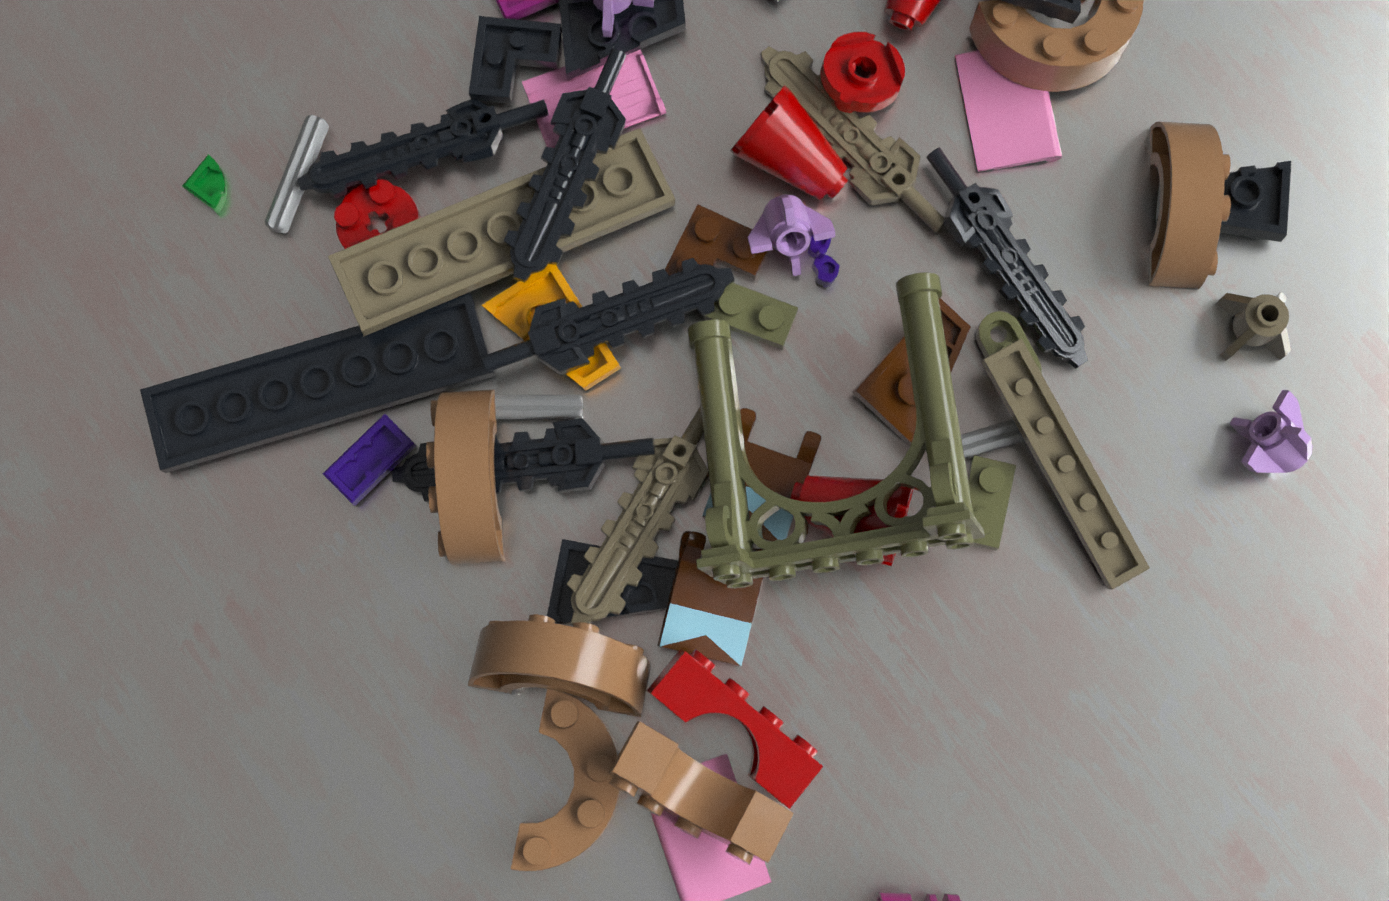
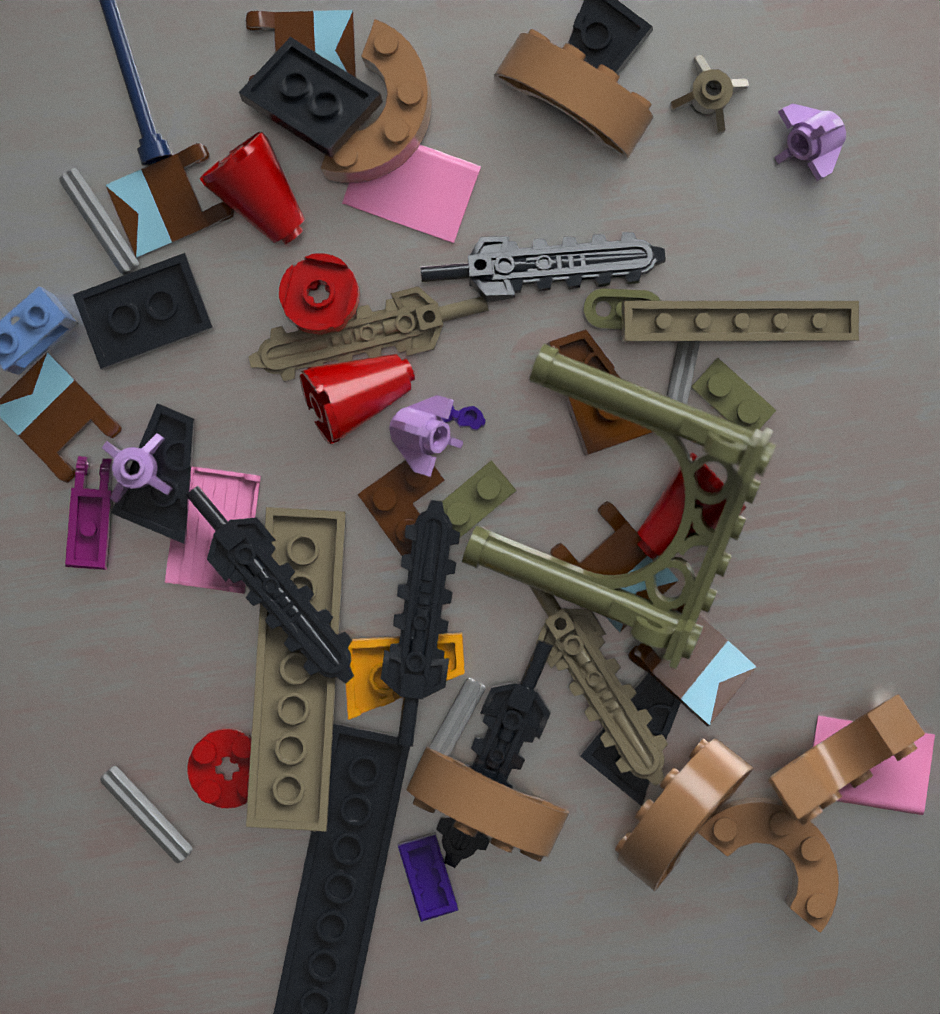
camera: 65 degrees left, 10 degrees up
(208, 184) = (114, 892): green tile -> none
(465, 132) = (189, 655): black bar -> none
(504, 45) = (128, 585): black plate -> none
(778, 763) = (760, 718): red arch -> none

